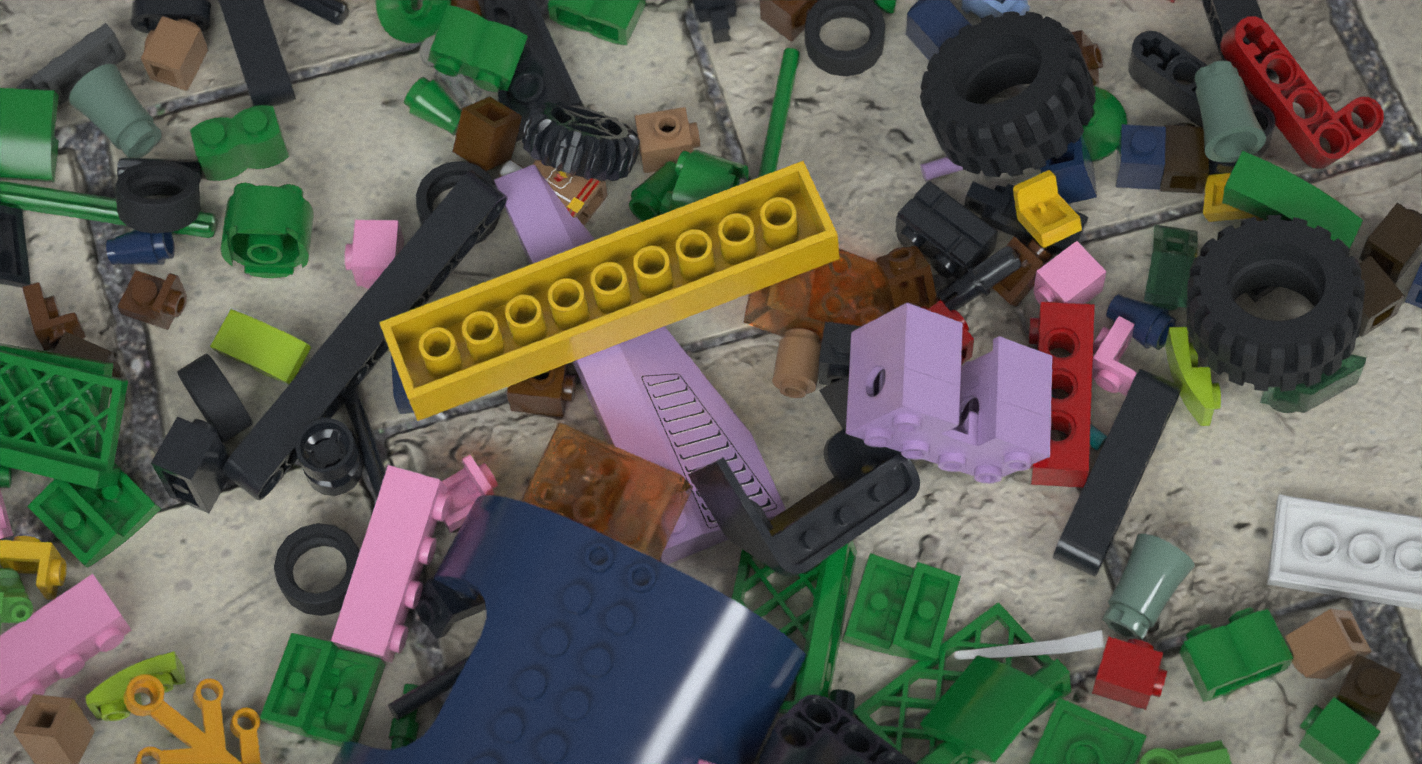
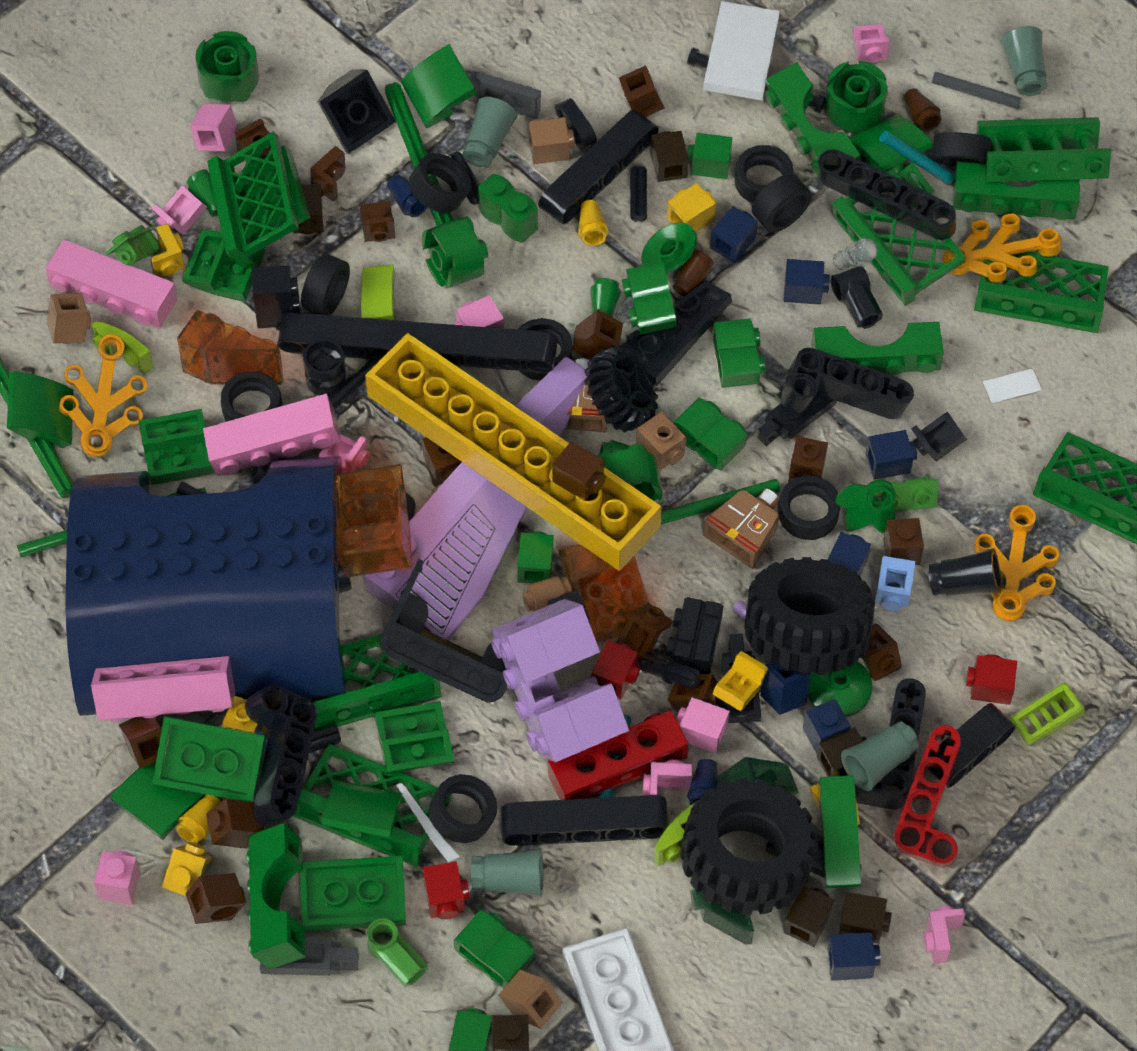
camera: 55 degrees right, 5 degrees down
(236, 562) = (219, 351): none -> clear orange slope
(320, 65) = (592, 224): none -> yellow cone
(692, 80) = (710, 433): none -> green brick
(711, 220) = (578, 471): none -> reddish brown brick
(739, 351) = (535, 557): none -> green brick
(832, 109) = (744, 525): none -> medium nougat torso
(1041, 569) = (473, 788): none -> black tyre

